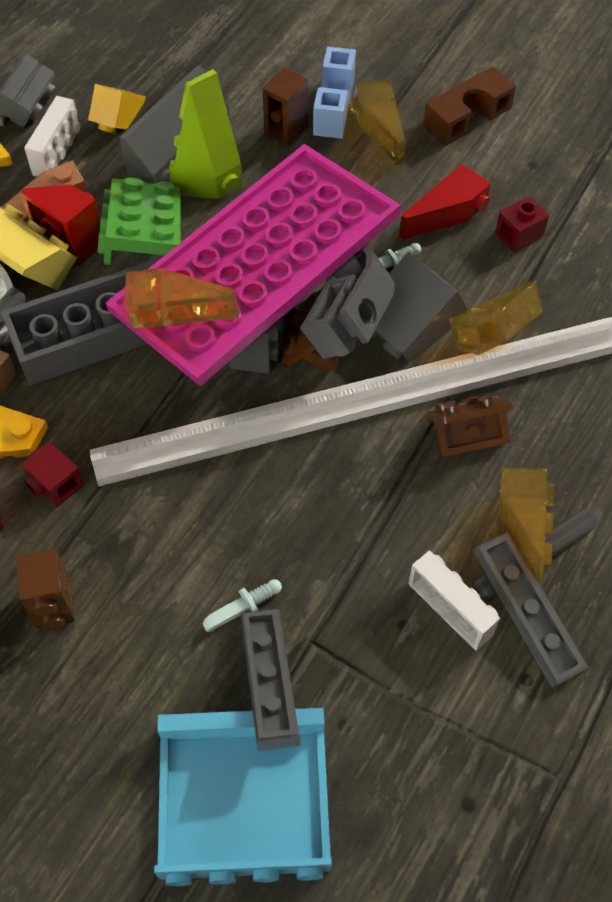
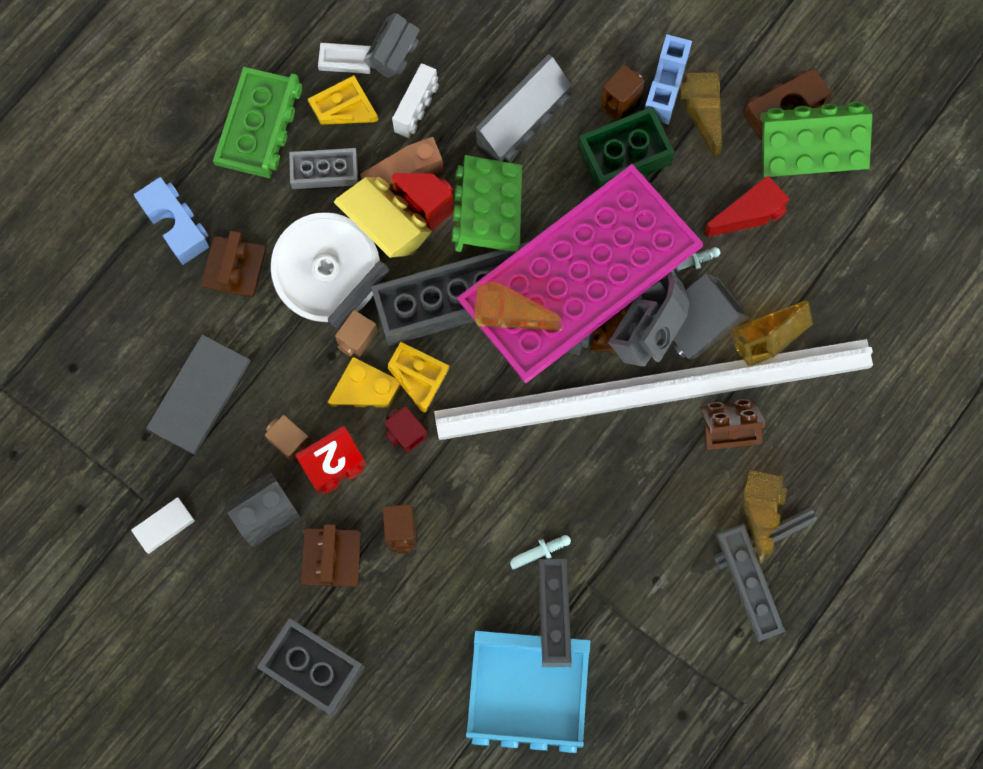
camera: 10 degrees right, 15 degrees up
(66, 409) = (417, 374): none -> yellow wing
(114, 107) = (471, 71): yellow slope -> none
(206, 148) = (550, 143): lime wedge -> none
(272, 147) = (628, 141): none -> dark green brick
(453, 600) = (695, 570): white piece -> none
(509, 128) = (816, 139): none -> bright green bracket
(522, 223) = (810, 238): dark red brick -> none

